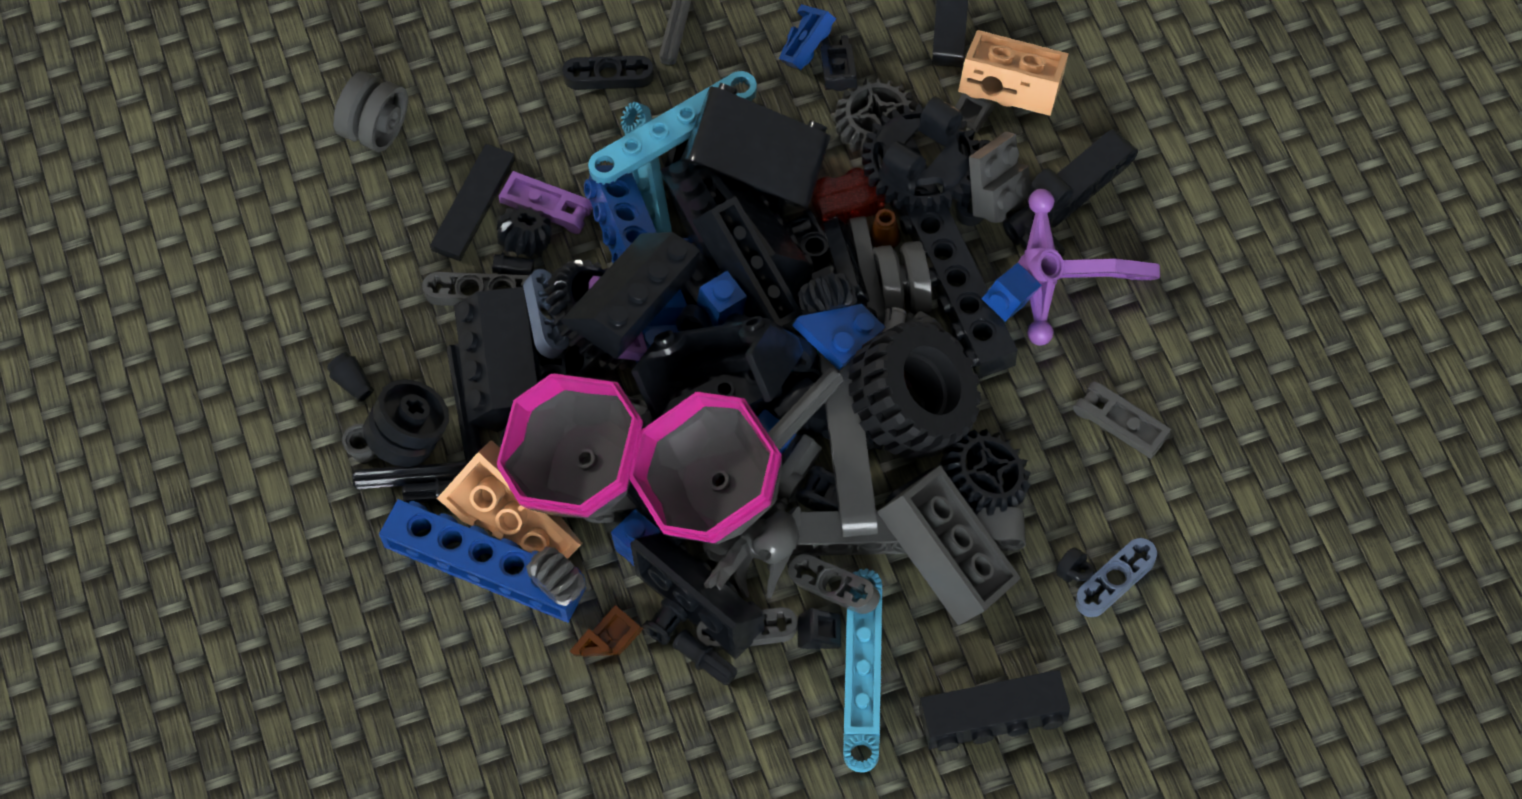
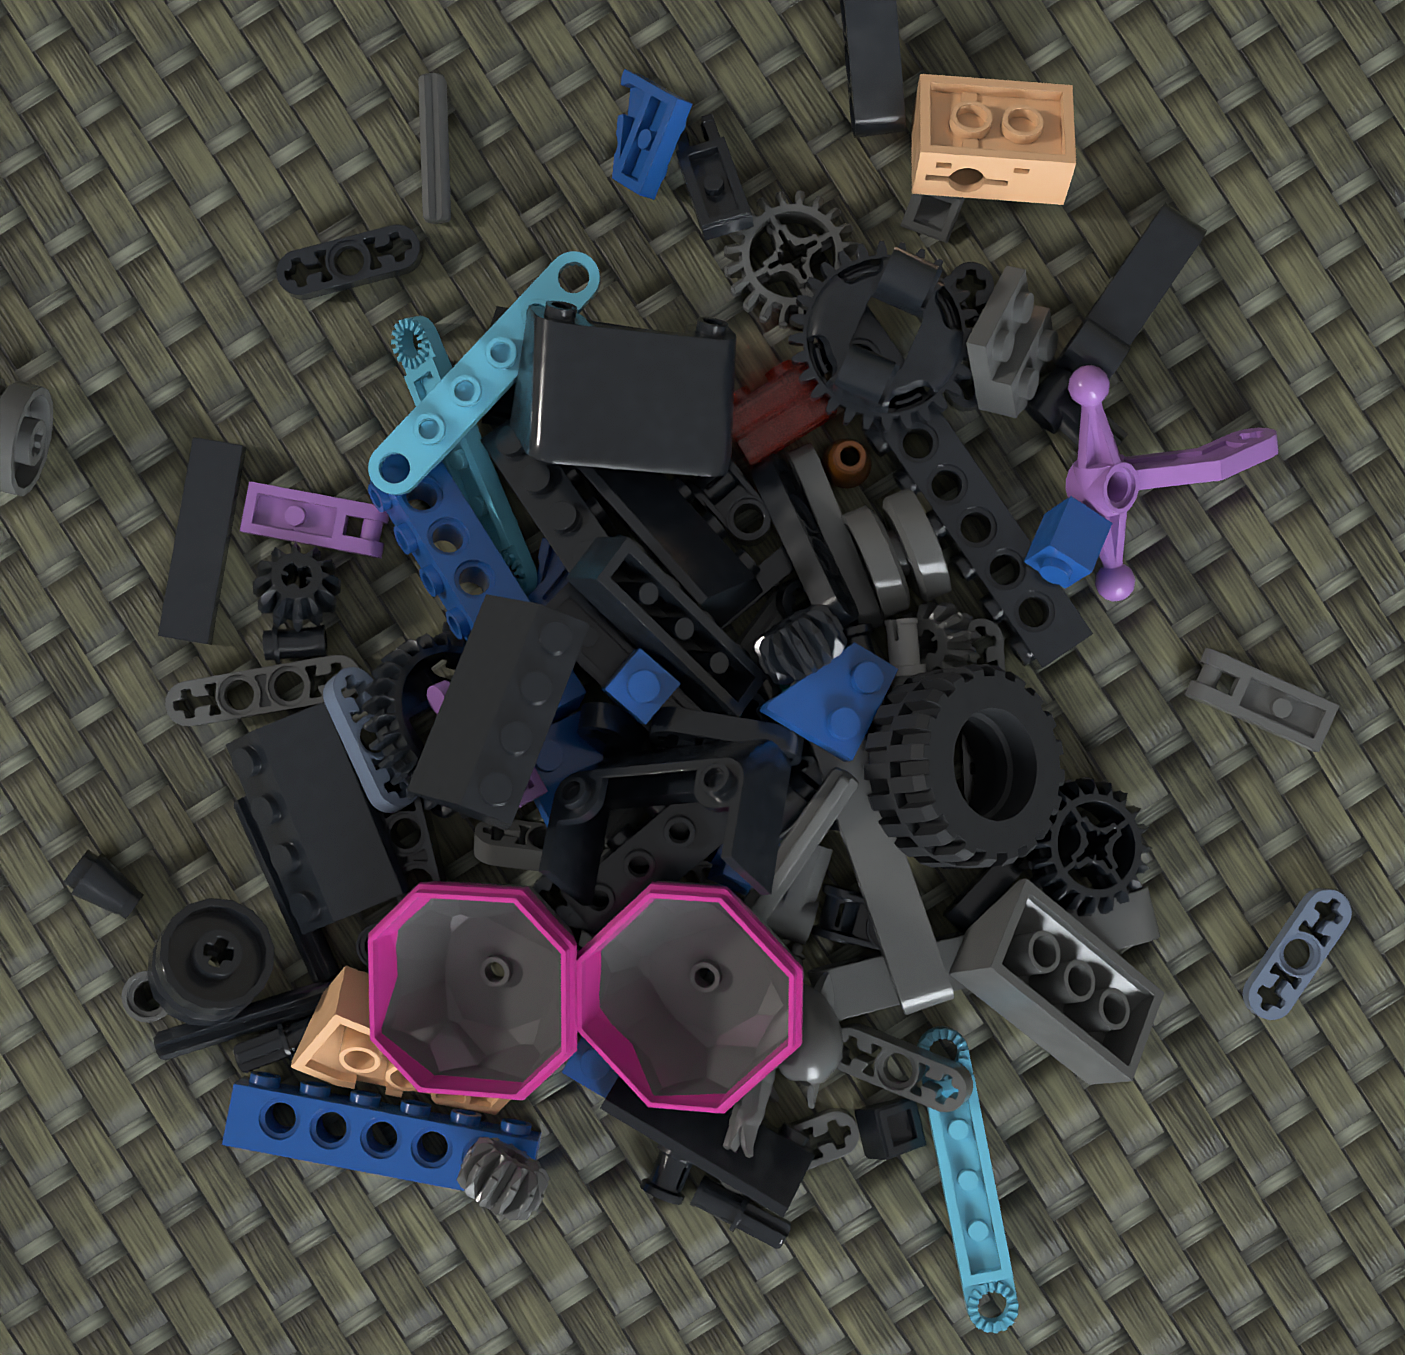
camera: 10 degrees left, 25 degrees up
(609, 636) = (595, 1205): reddish brown slope -> none
(994, 710) = (1168, 1209): black brick -> none
(1072, 564) = (1232, 955): black tile -> none

